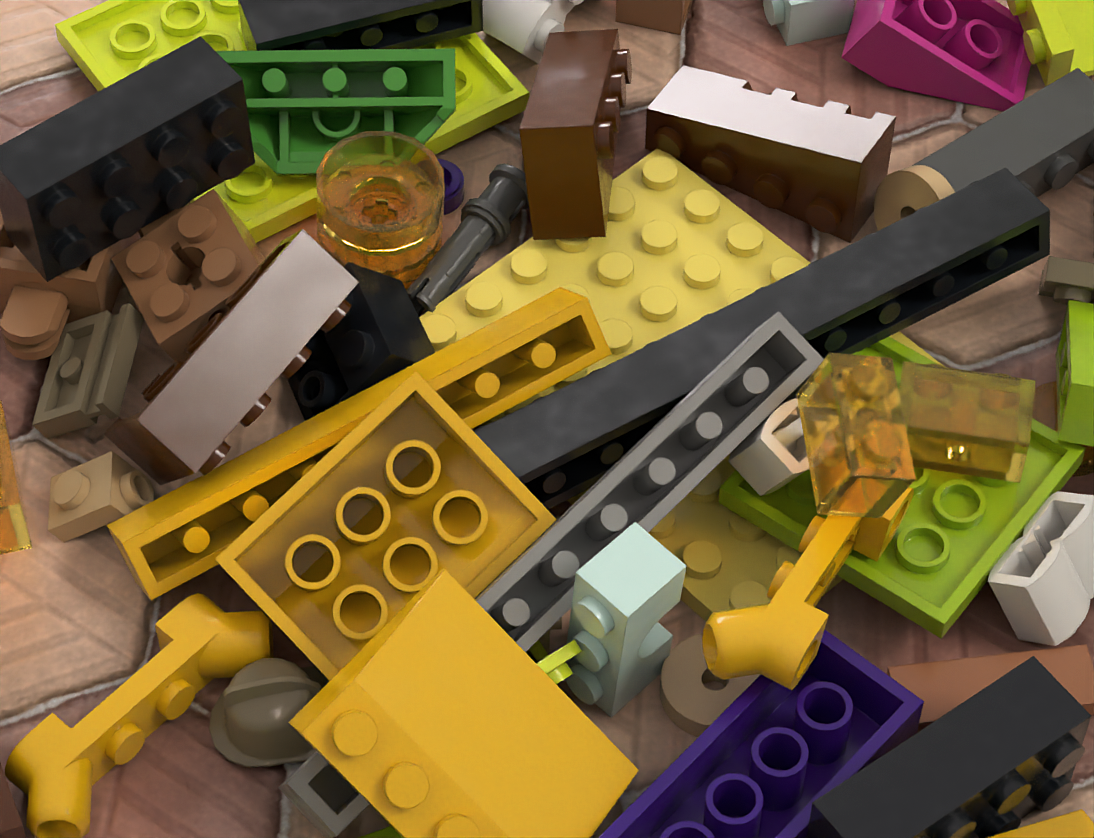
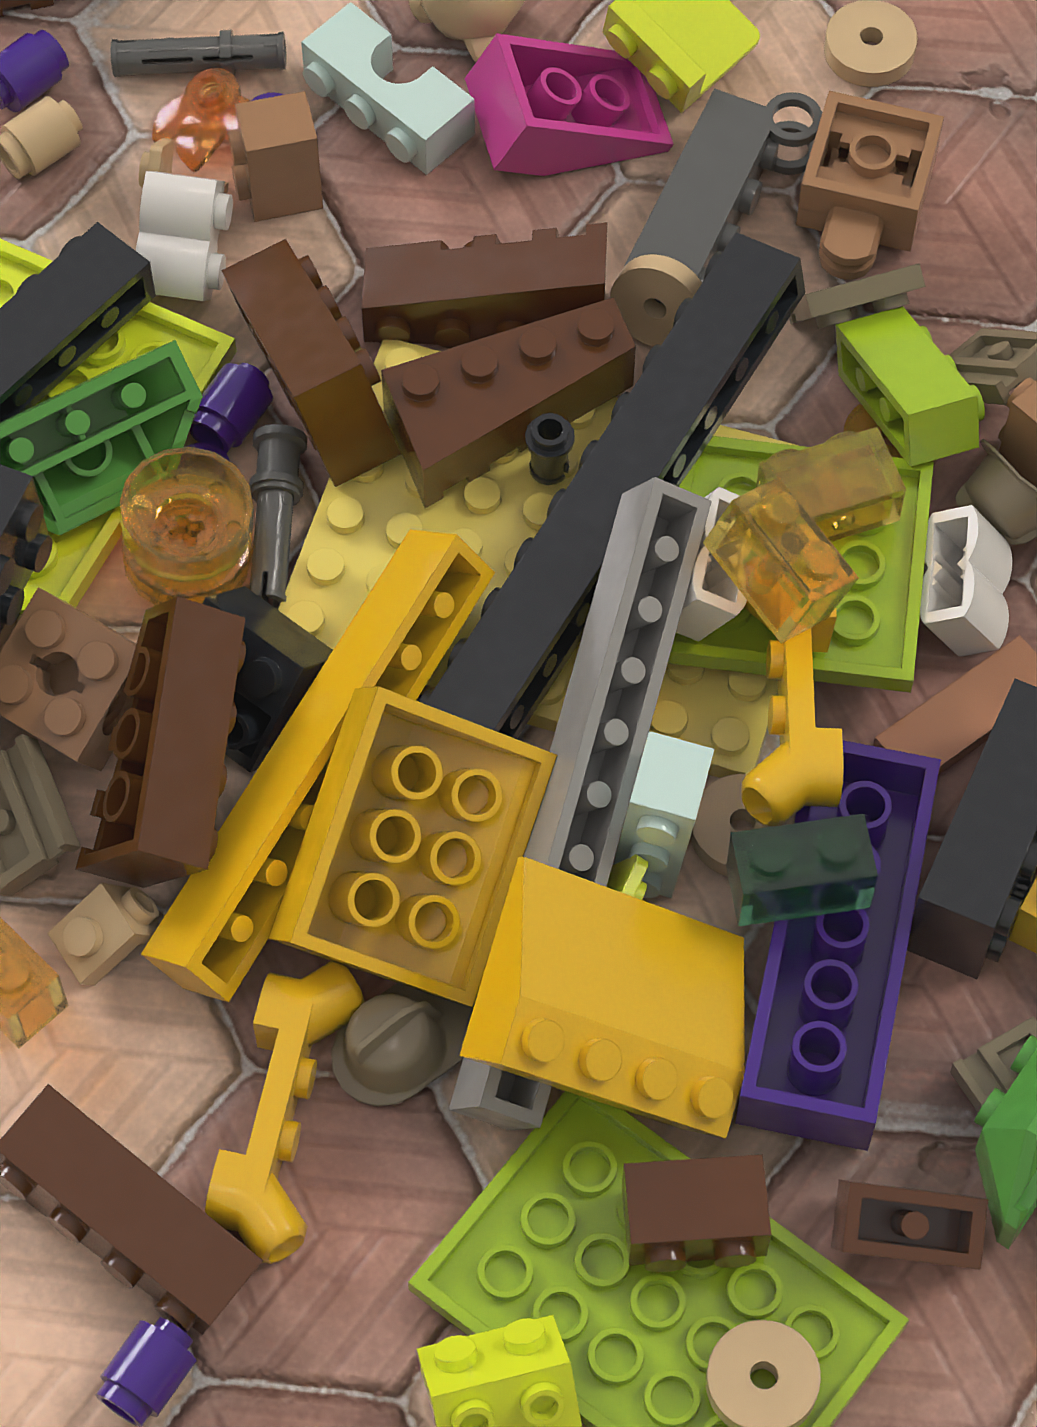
camera: 30 degrees left, 10 degrees up
(486, 142) = (231, 406): none -> dark purple brick
(714, 723) = (801, 869): none -> clear green brick
(720, 220) = (476, 399): none -> reddish brown wedge
(733, 273) = (549, 442): none -> black pin

